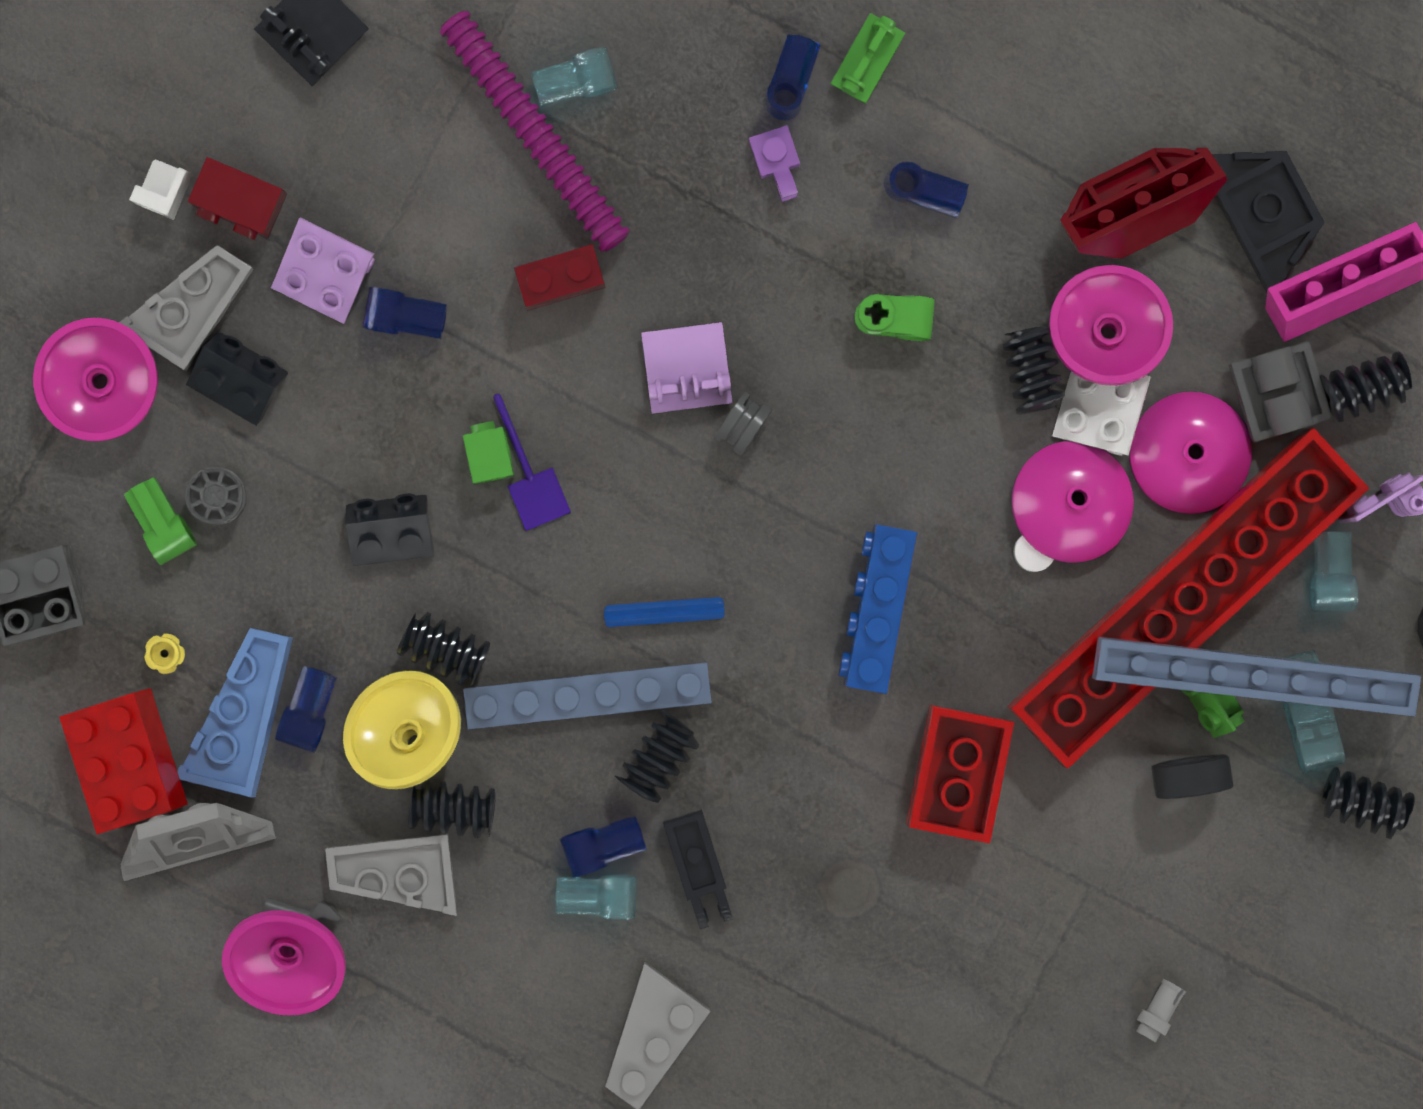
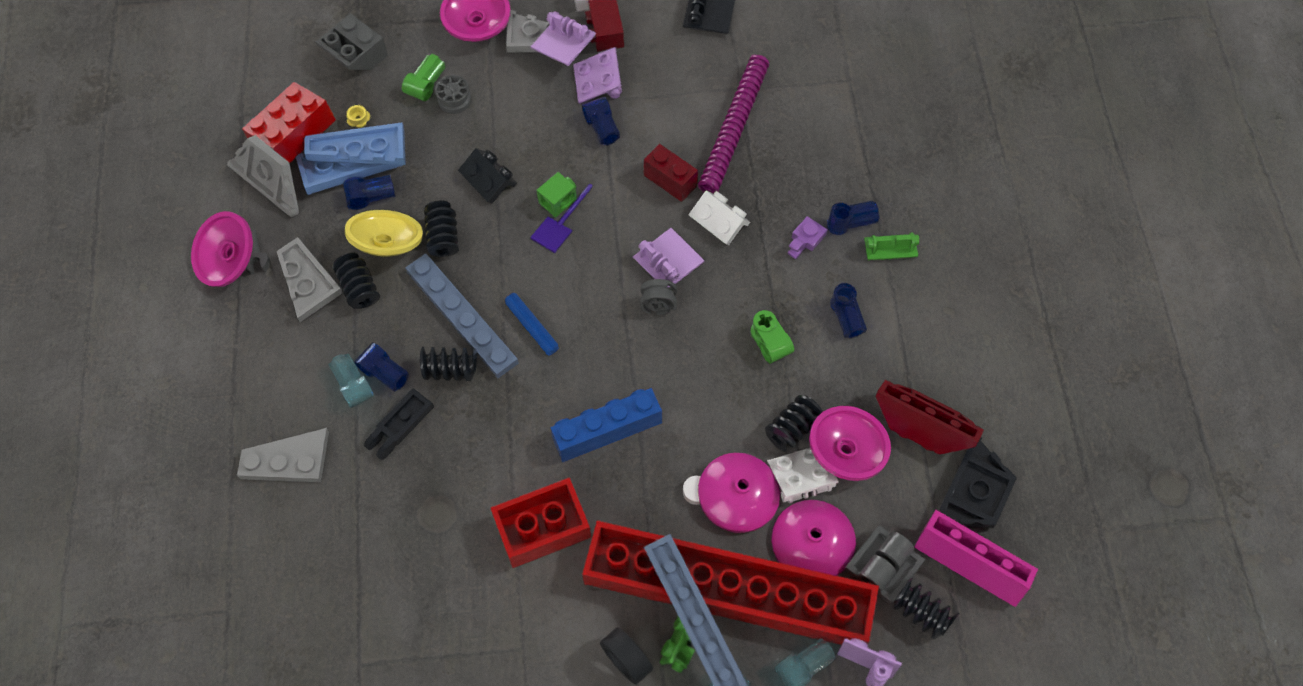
camera: 55 degrees right, 25 degrees down
(236, 284) = (563, 39): none -> lavender hinge
(236, 377) = (518, 70): black bracket -> none
(236, 676) = (364, 145): none -> medium blue wing
(585, 75) = (779, 129): clear light blue piece -> none
(670, 255) = (718, 216): none -> white bracket

